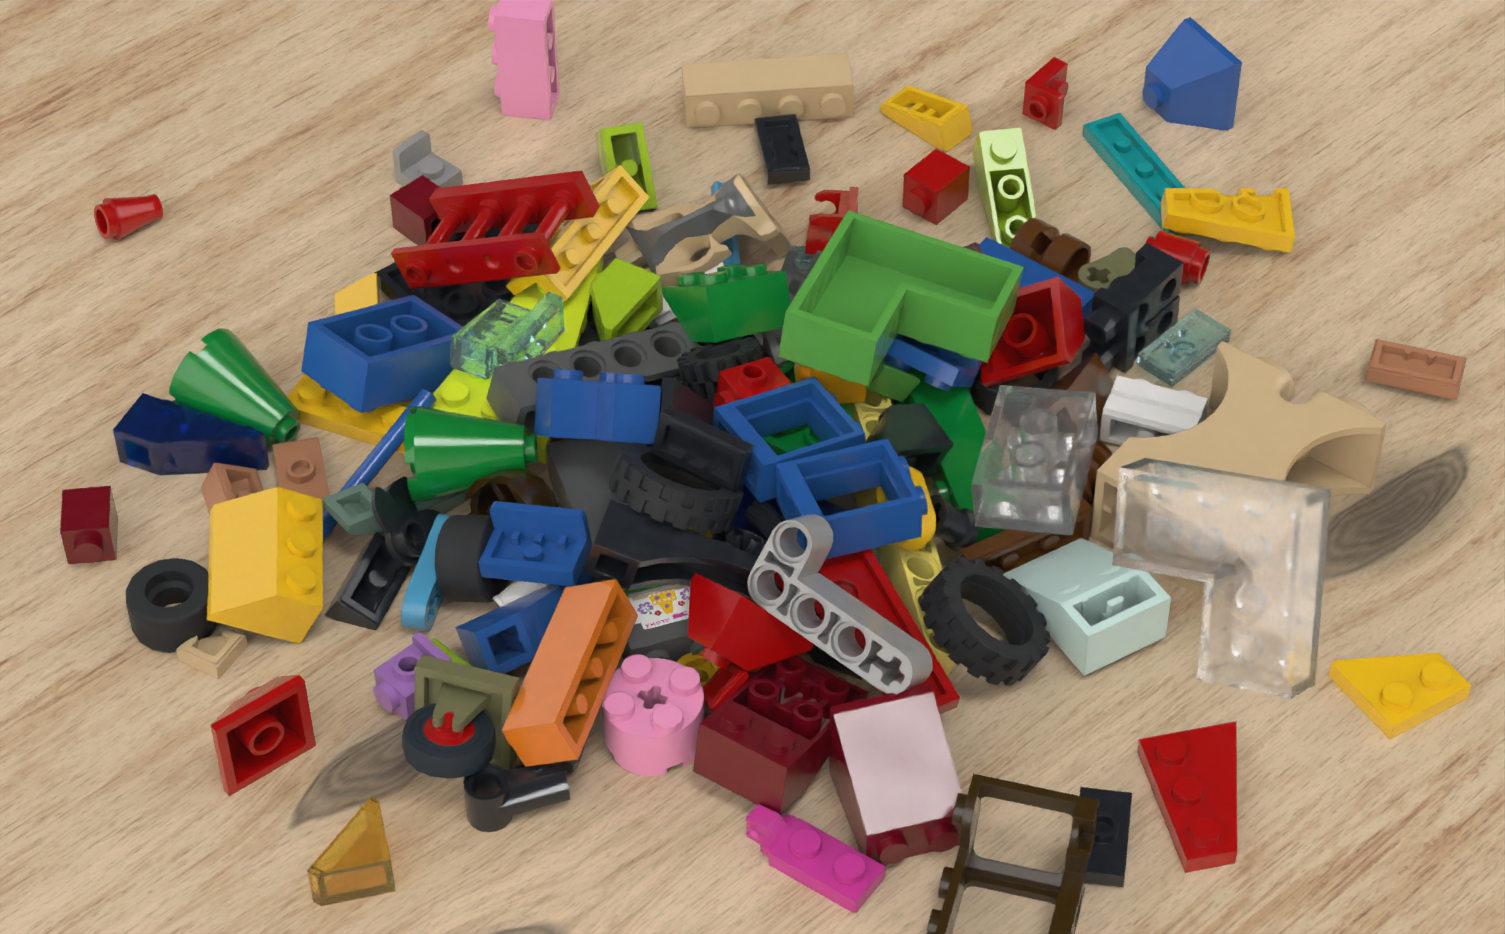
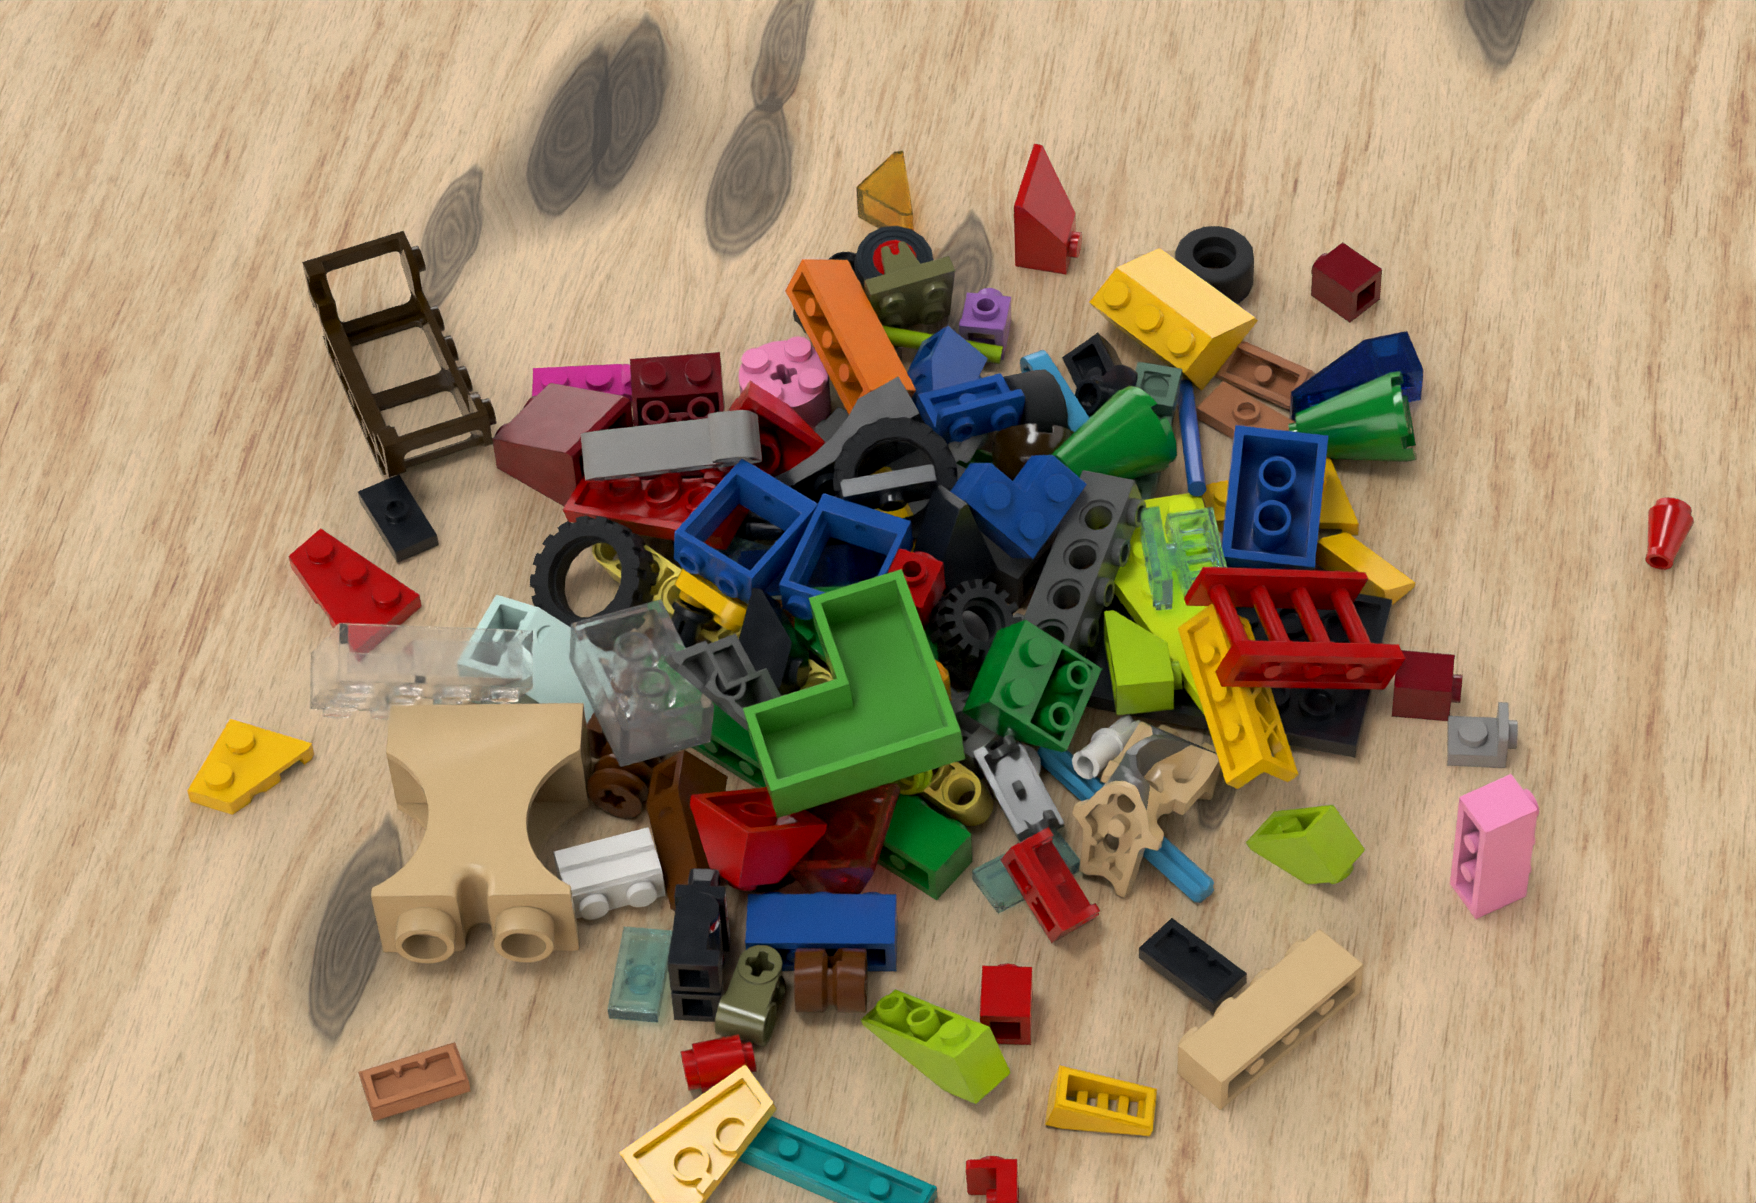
camera: 145 degrees right, 5 degrees up
(970, 399) = (724, 675): none -> dark grey slope

